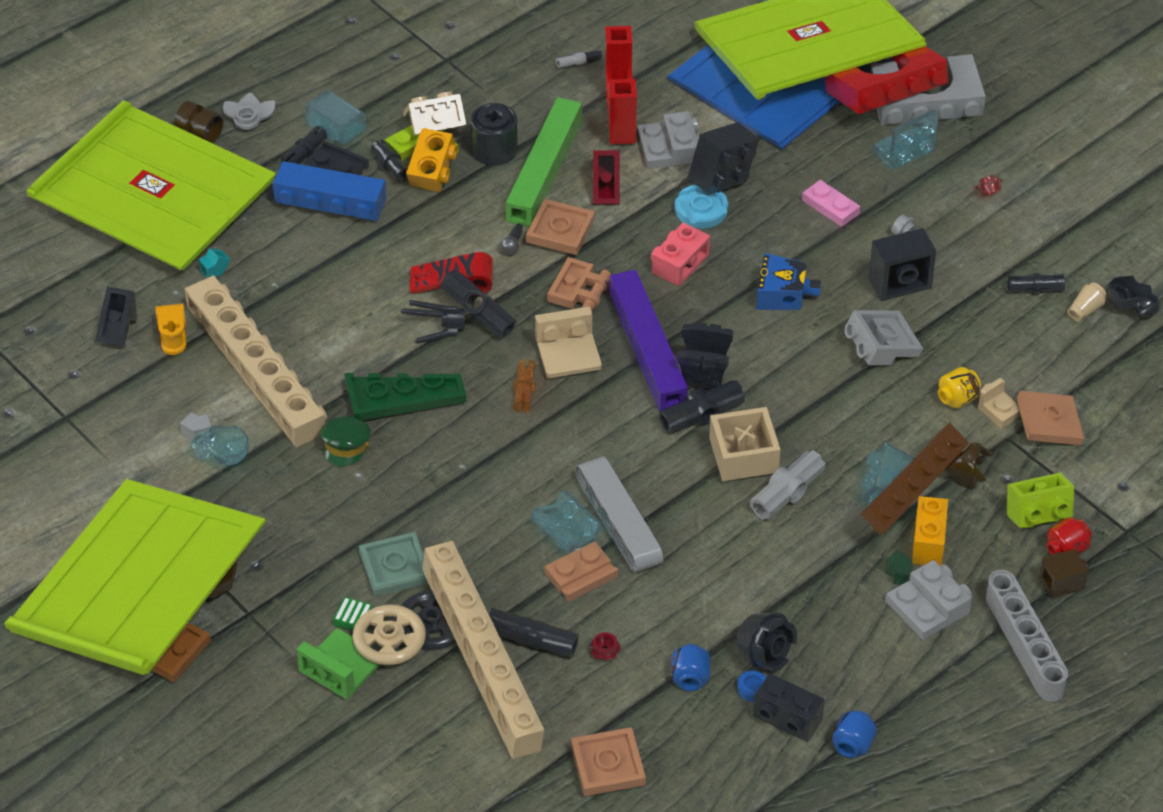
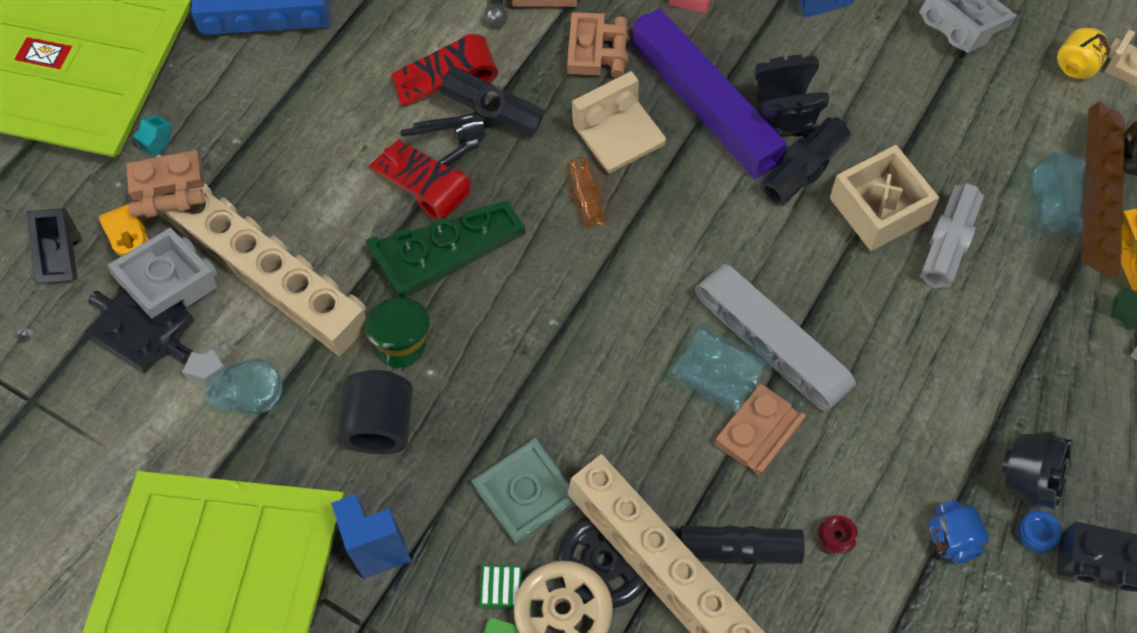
camera: 15 degrees left, 15 degrees up
(159, 388) = (135, 335): none -> black plate
(190, 355) = (164, 273): none -> light grey plate
(212, 295) = (163, 176): none -> nougat plate
(274, 551) = (370, 540): none -> blue piece
(307, 482) = (375, 412): none -> black piece
(409, 348) = (434, 185): none -> red door

